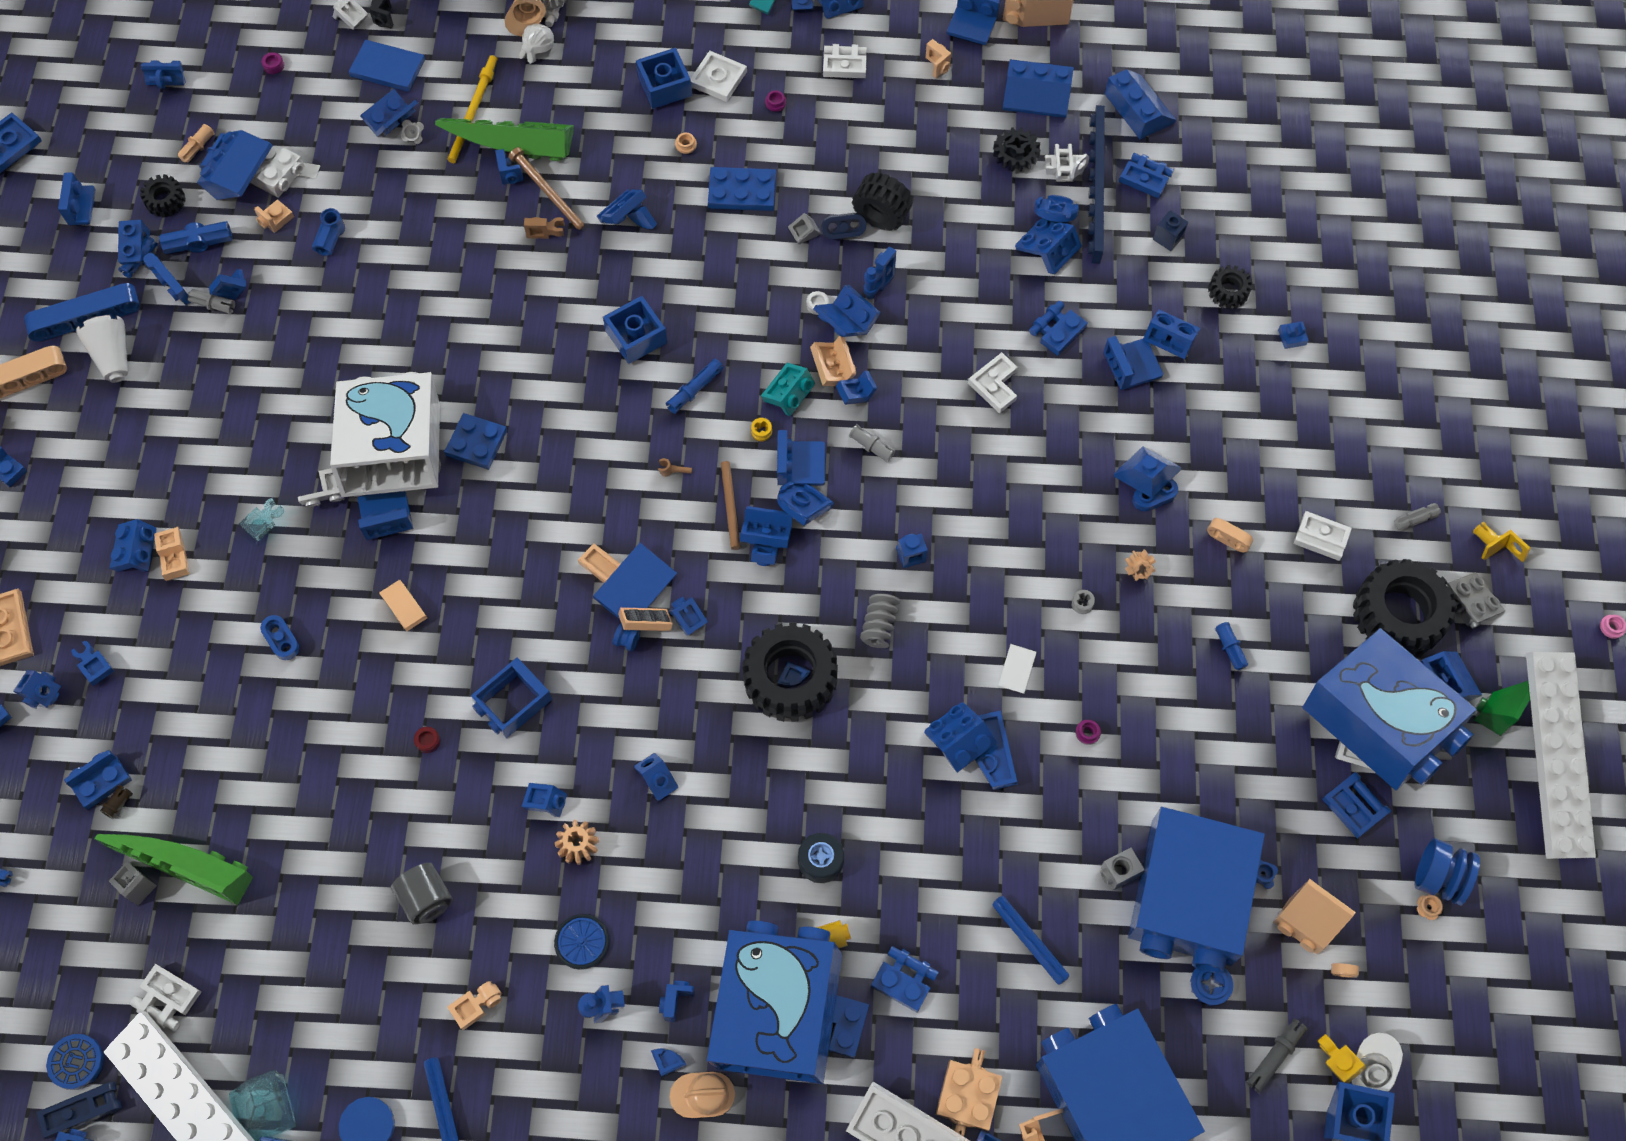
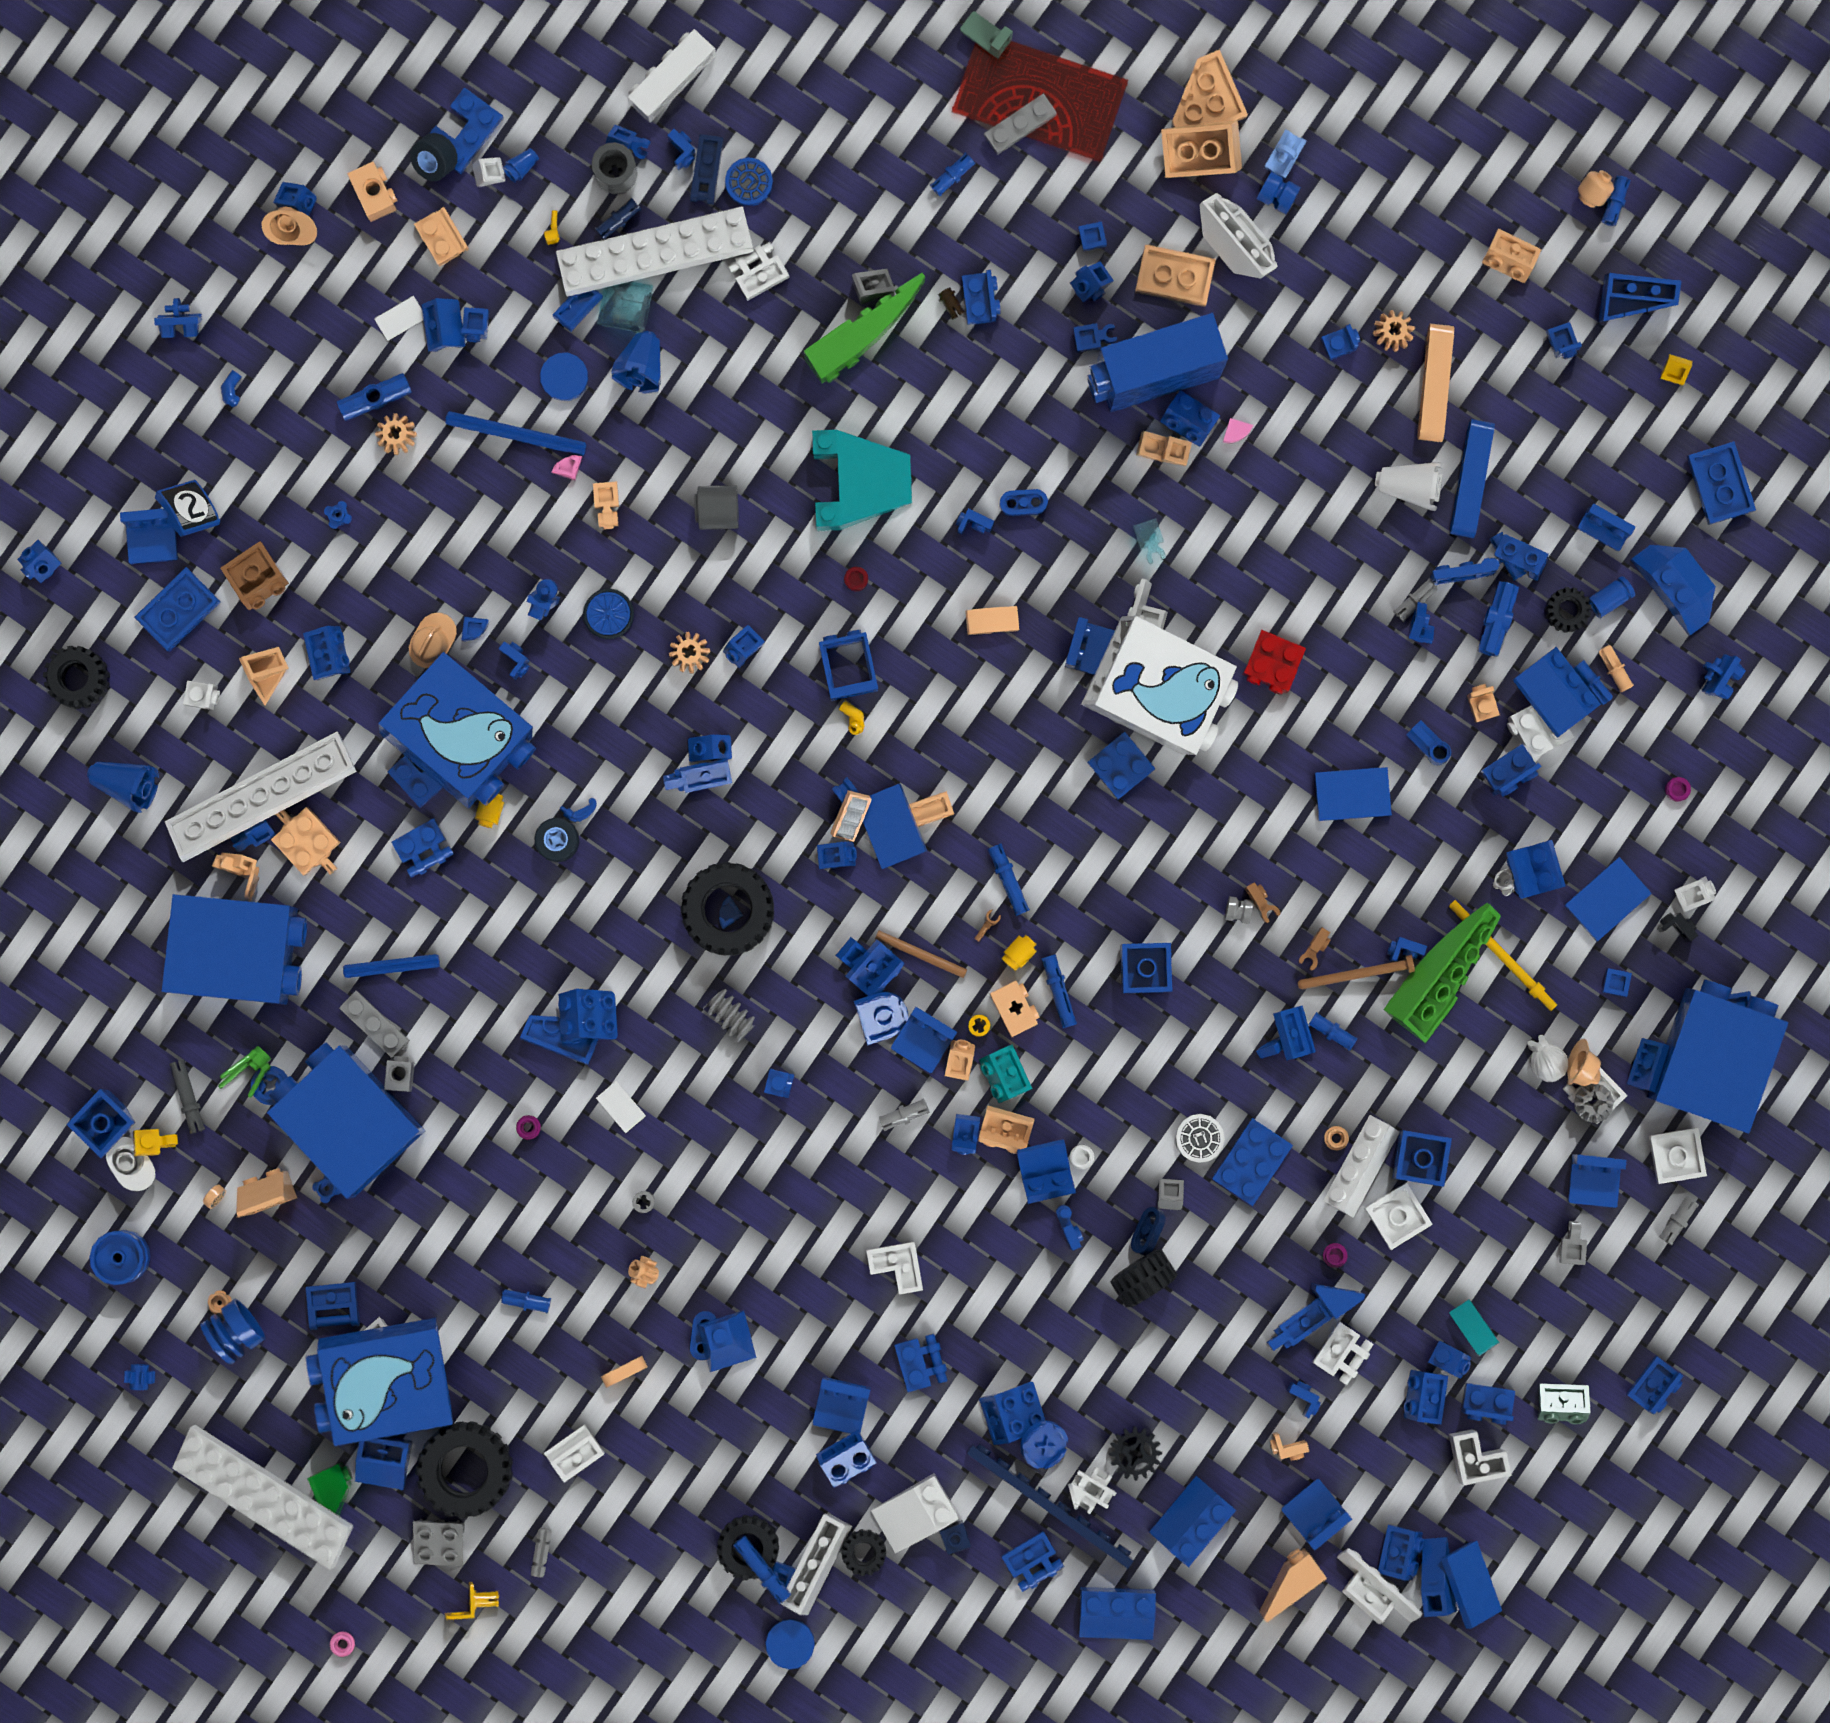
camera: 120 degrees right, 20 degrees up
(85, 578) = (1158, 363): none -> blue brick
(101, 137) = (1678, 583): none -> blue wedge
(127, 506) = (1236, 431): none -> bright pink tile
(134, 170) = (1611, 597): none -> blue piece
(315, 1052) = (639, 364): none -> blue cone
(318, 668) = (979, 522): none -> blue bracket
(319, 161) = (1509, 770): none -> blue bracket
(319, 373) = (1273, 662): none -> red plate
(324, 778) = (870, 479): none -> teal wedge
(402, 266) = (1352, 794): none -> blue tile
(449, 28) = (1616, 982): none -> blue plate
(457, 1066) = (568, 467): none -> bright pink tile
(528, 284) = (1258, 896): none -> medium nougat plate
(546, 293) = (1239, 910): none -> light grey wheel
(555, 669) = (856, 717): none -> yellow arm
(603, 185) = (1333, 1031): none -> blue pin
(629, 466) = (1008, 879): none -> blue pin
(681, 429) = (1019, 952): none -> yellow brick
(687, 767) = (699, 776): none -> hinge
(696, 112) = (1361, 1166): none -> white brick
(730, 408) = (1002, 999): none -> light nougat brick
(747, 231) = (1200, 1138): none -> tile
(784, 853) = (580, 814): none -> blue piece
(800, 425) = (960, 1059): none -> light nougat bracket
(807, 75) = (1337, 1300): none -> blue slope
(844, 96) = (1300, 1325): none -> blue hinge
(895, 61) = (1303, 1391): none -> blue bracket
(1092, 923) = (374, 1024): none -> light grey plate
(1172, 267) = (915, 1513): none -> white slope
(1199, 1010) = (256, 1060): none -> bright green plant
(1267, 309) = (816, 1564): none -> white brick
(1294, 349) = (740, 1526): none -> black tyre
(1305, 327) = (762, 1570): none -> blue pin
(1337, 301) = (790, 1643): none -> blue tile
(1463, 1020) = (106, 1262): none -> blue wheel
(1547, 935) = (139, 1377): none -> blue gear

